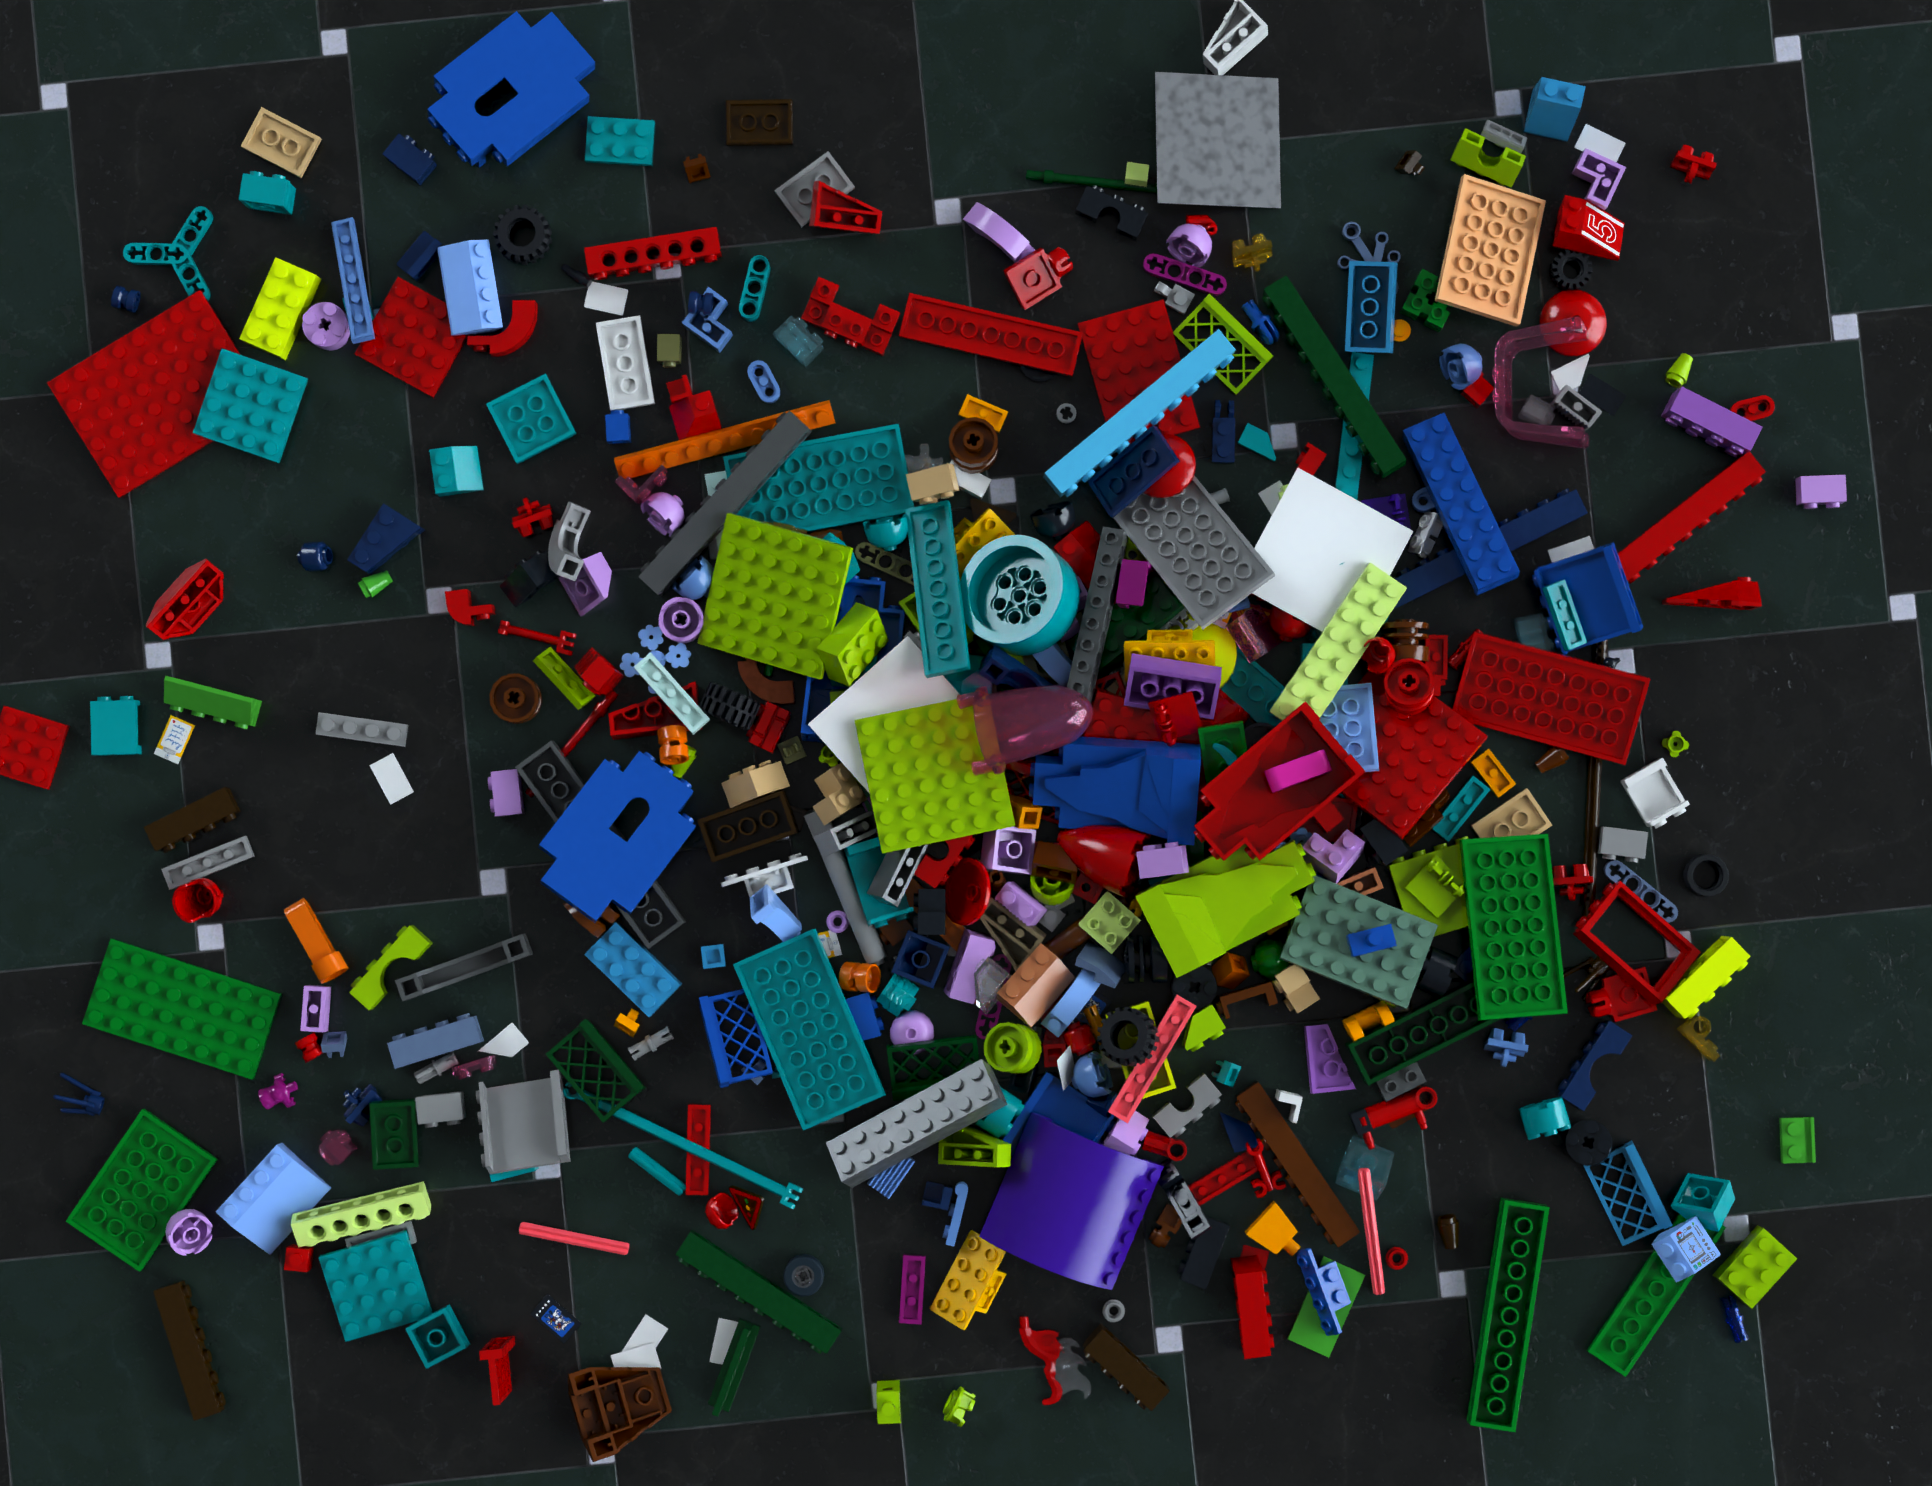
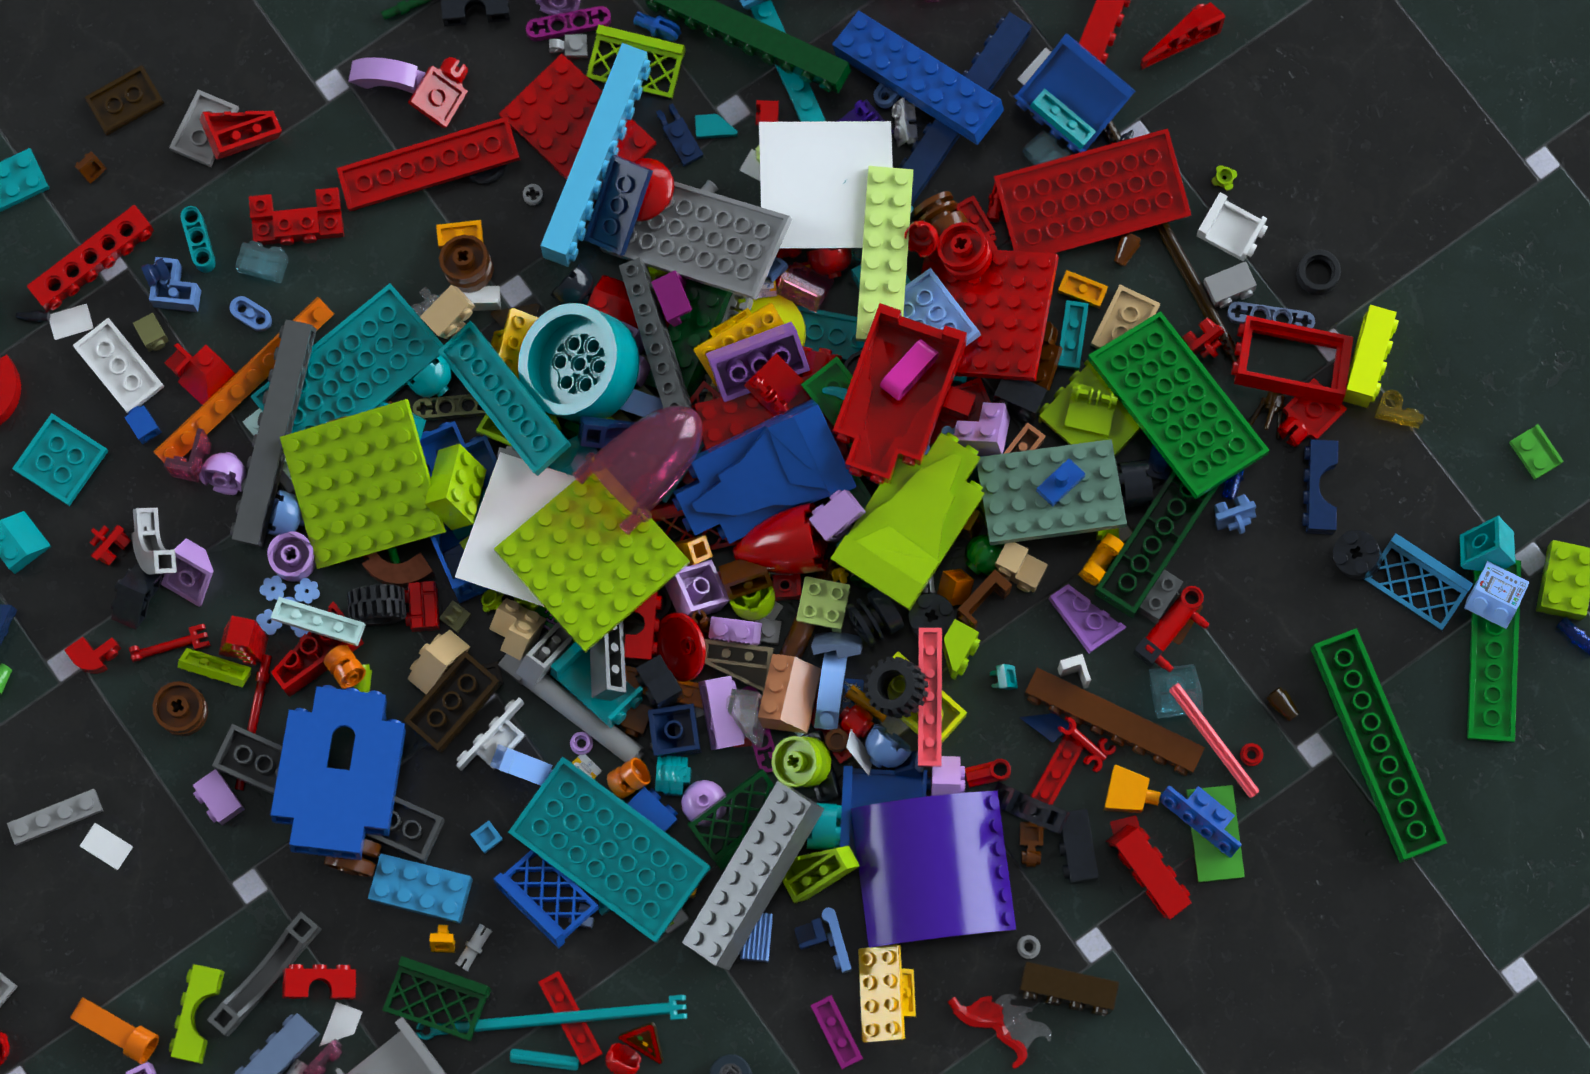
camera: 30 degrees left, 10 degrees down
(489, 989) = (339, 980): none -> red arch
(1052, 1047) = (836, 740): none -> reddish brown tile
(1204, 1096) = (981, 745): light grey arch -> none
(1545, 1118) = (1306, 554): teal brick -> none

